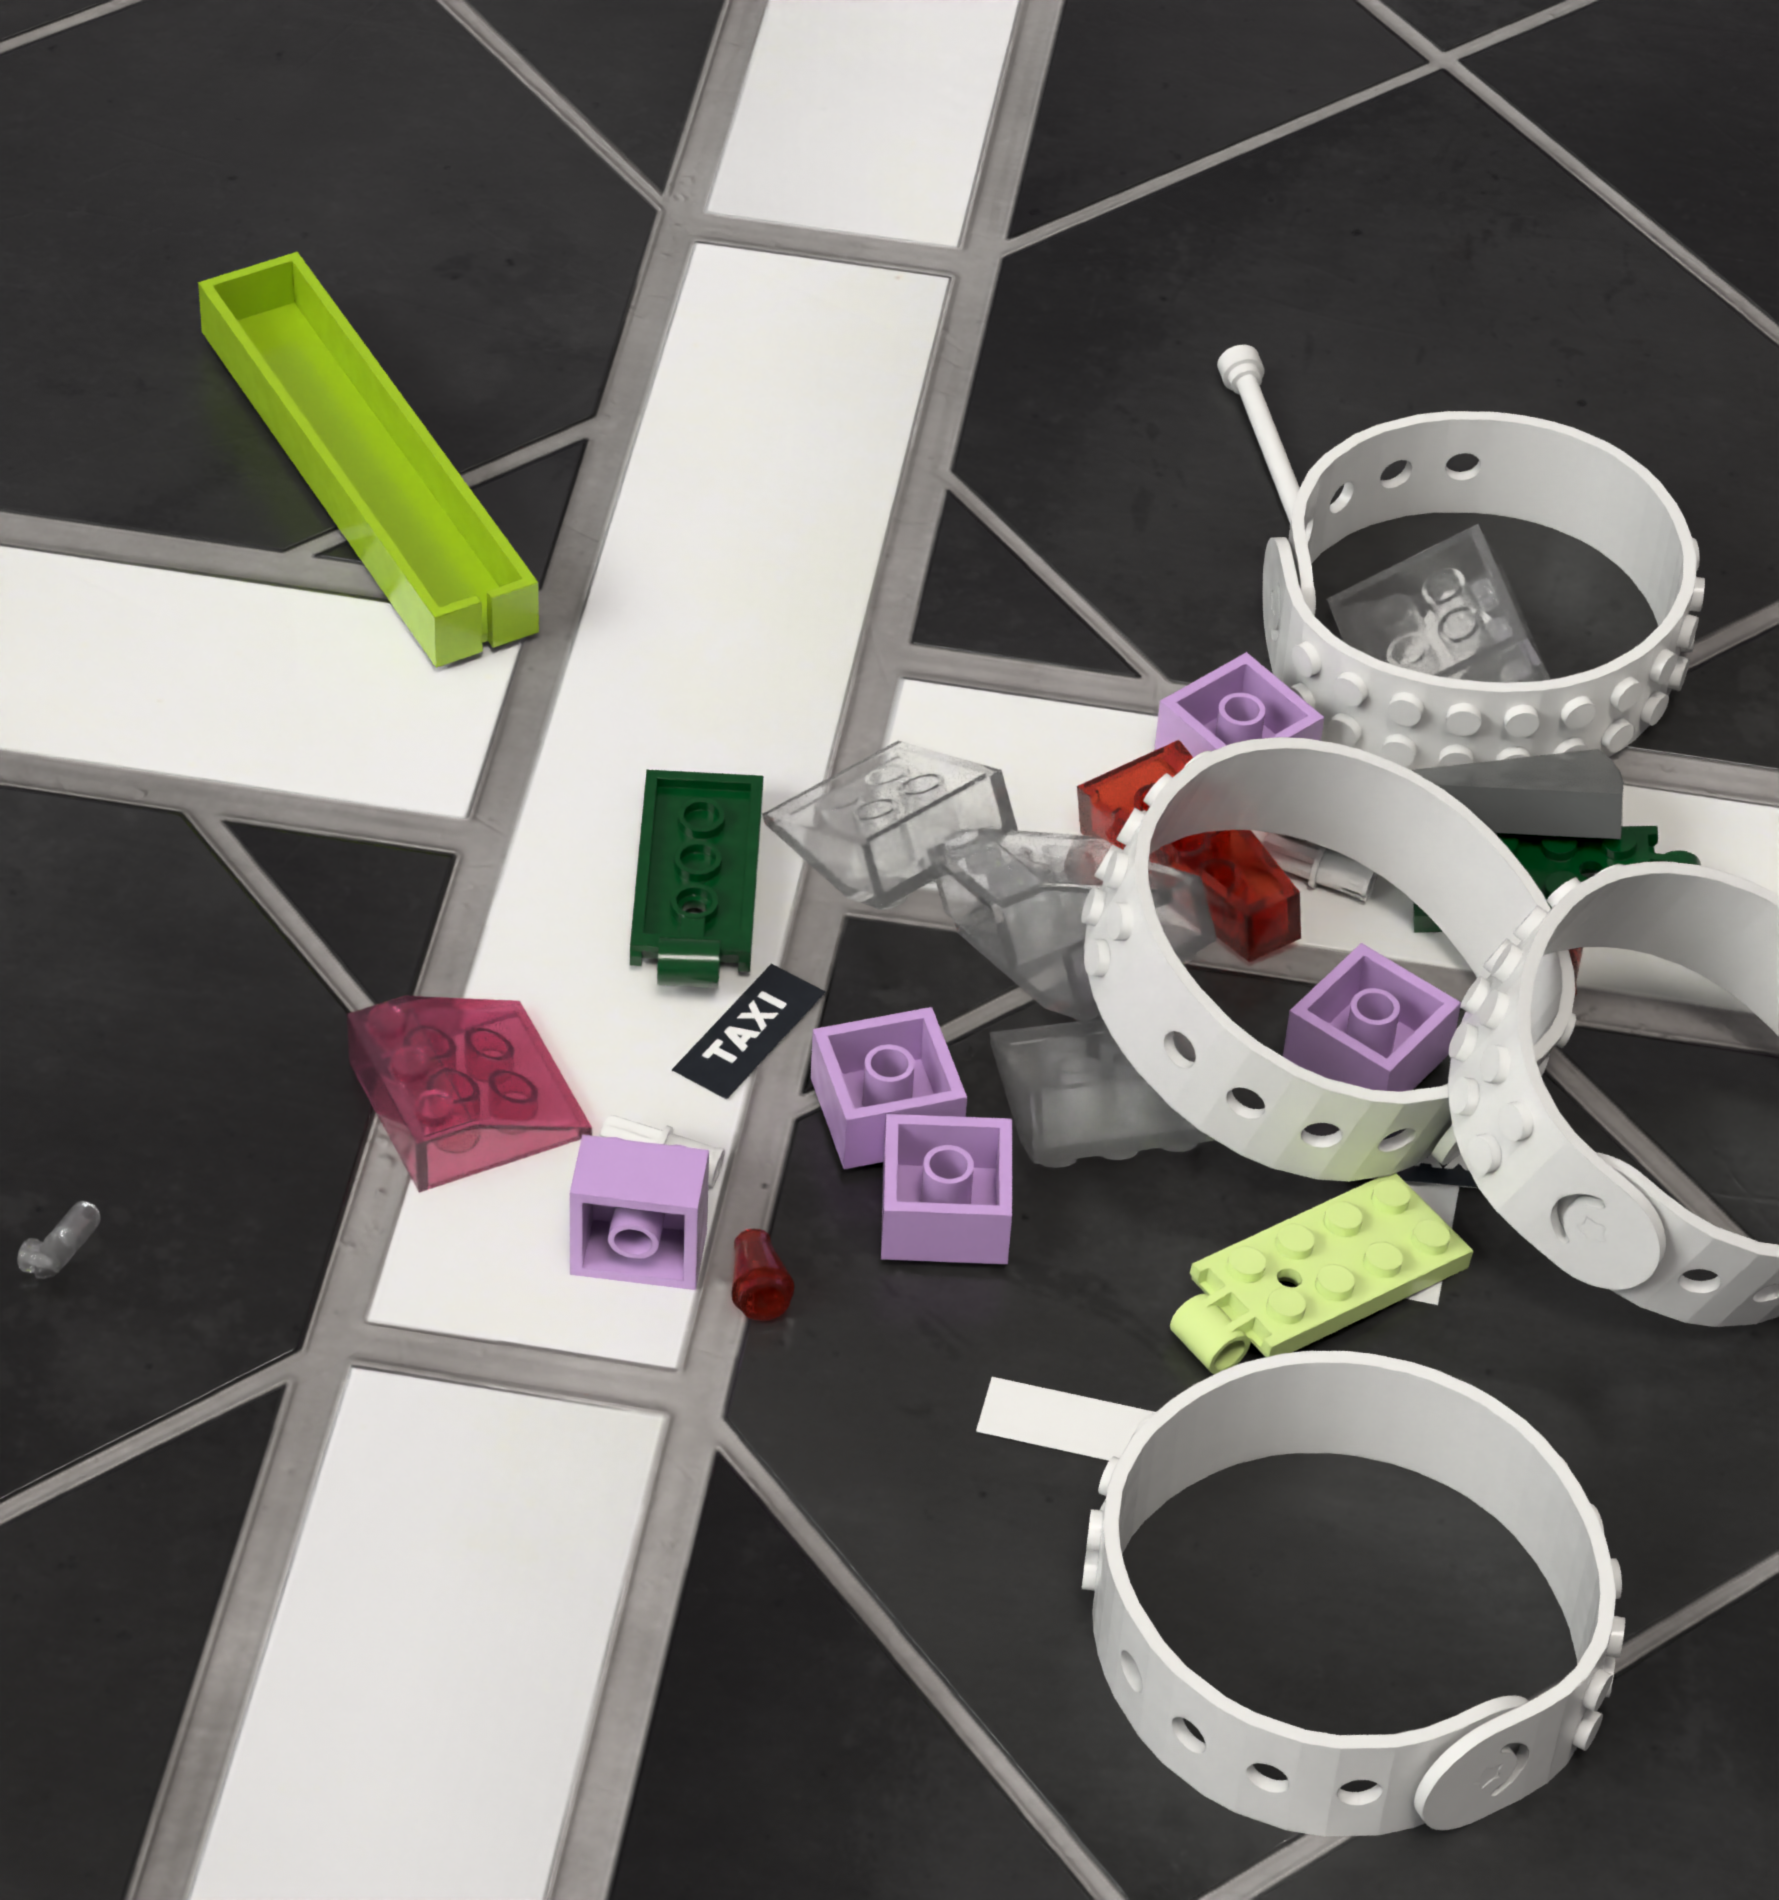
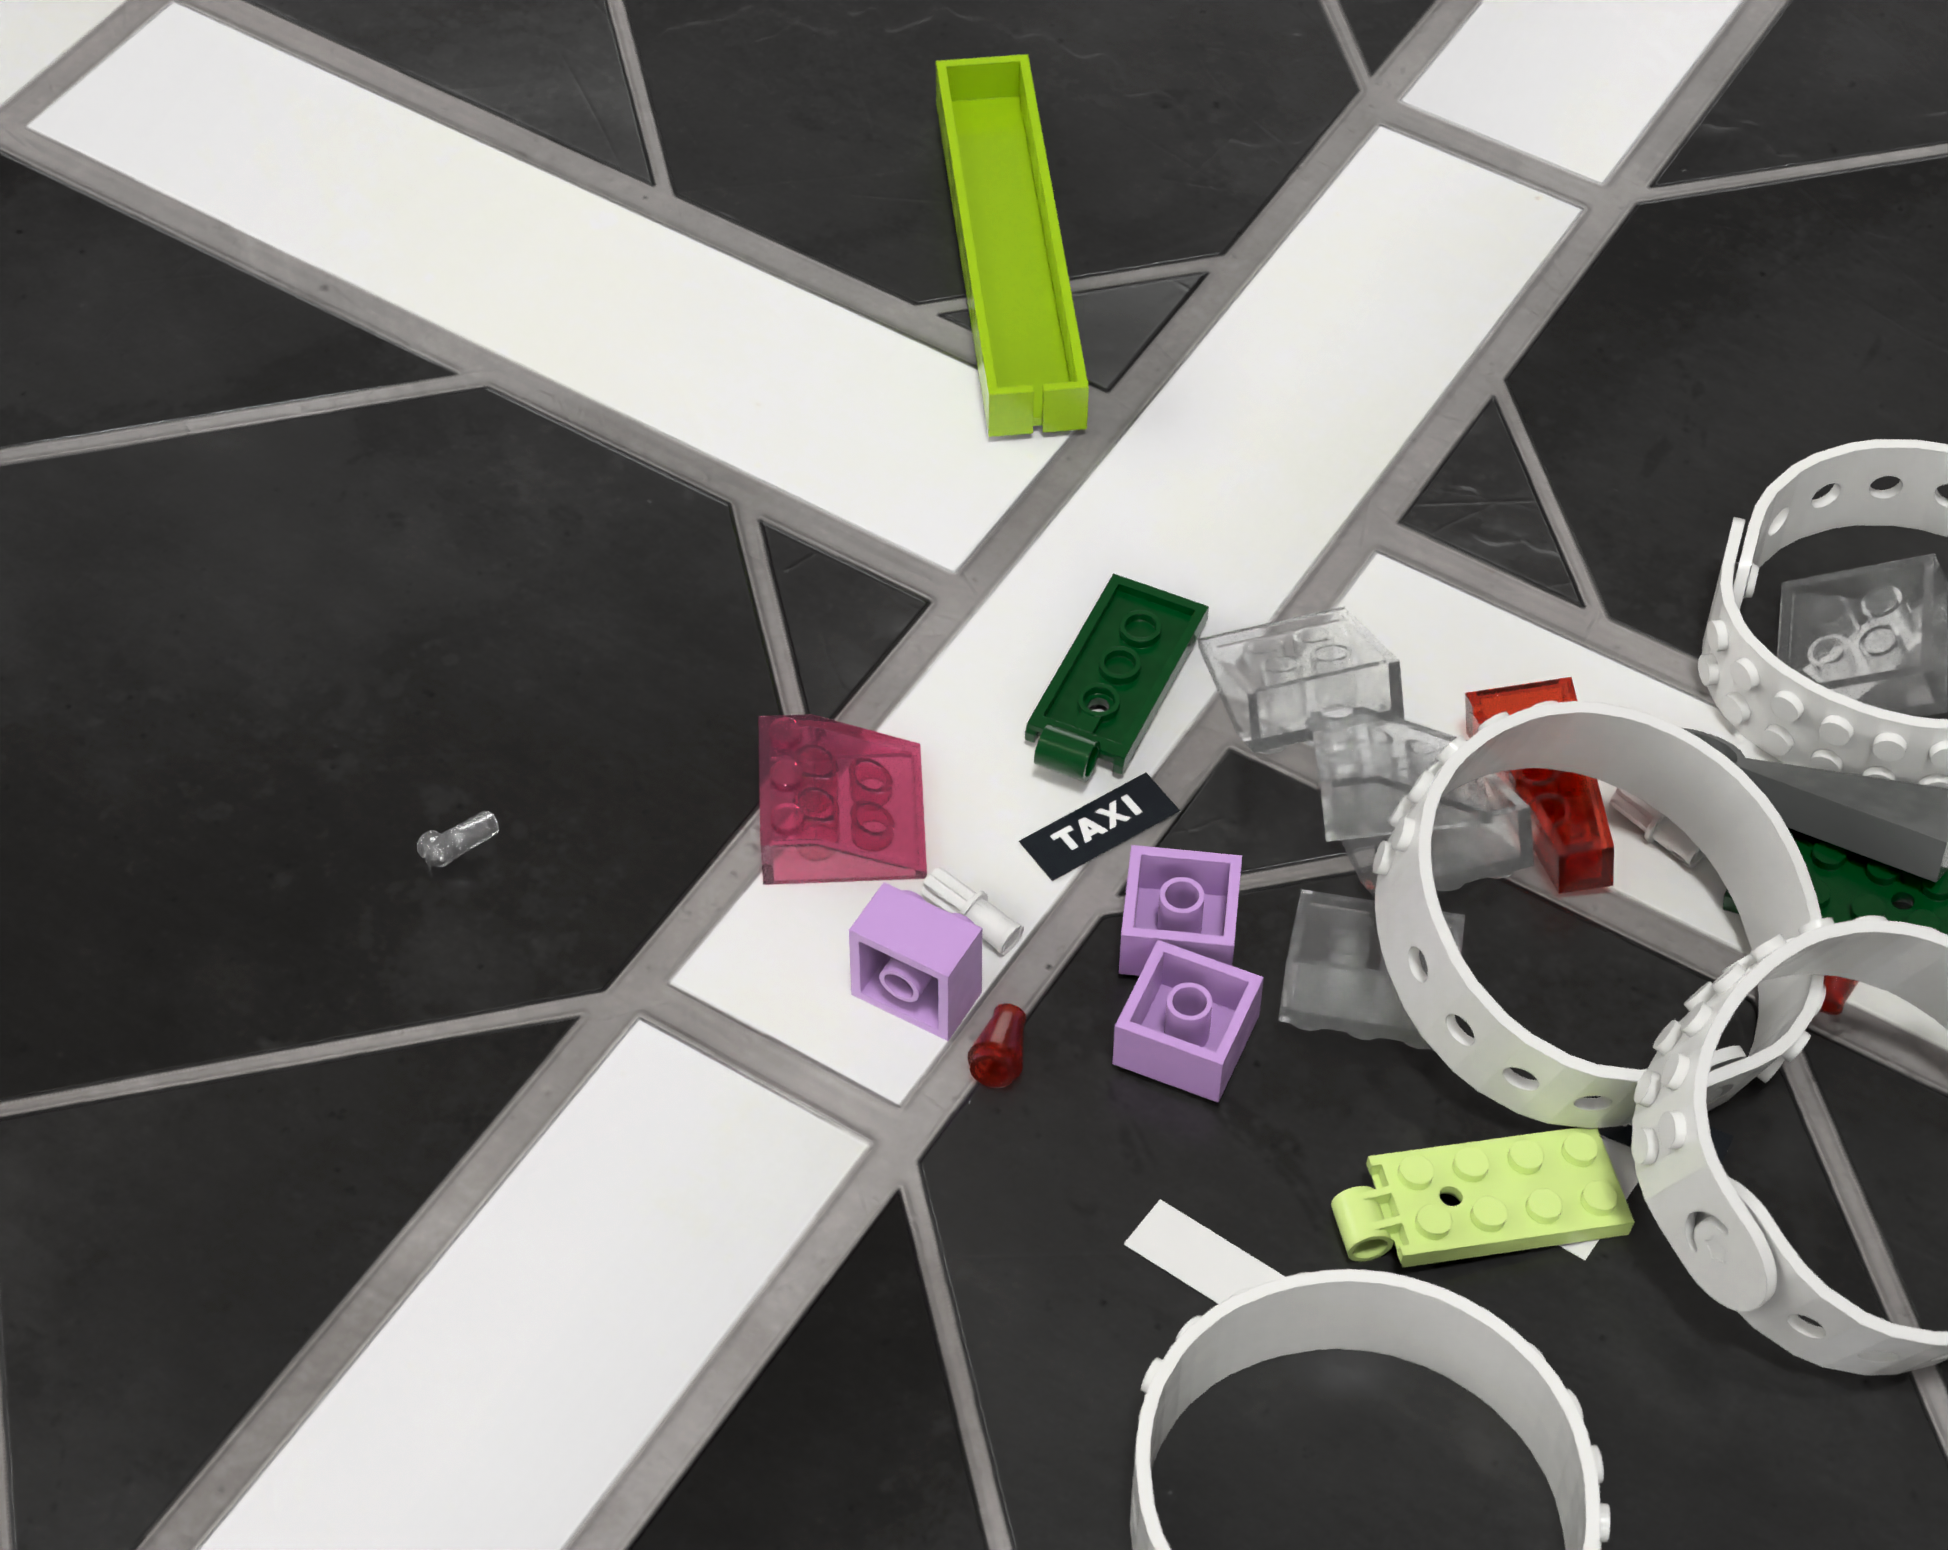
camera: 25 degrees right, 5 degrees up
(1234, 706) = (1641, 668): lavender brick -> none
(1243, 373) = (1797, 358): white piece -> none
(1371, 1025) = (1623, 988): lavender brick -> none

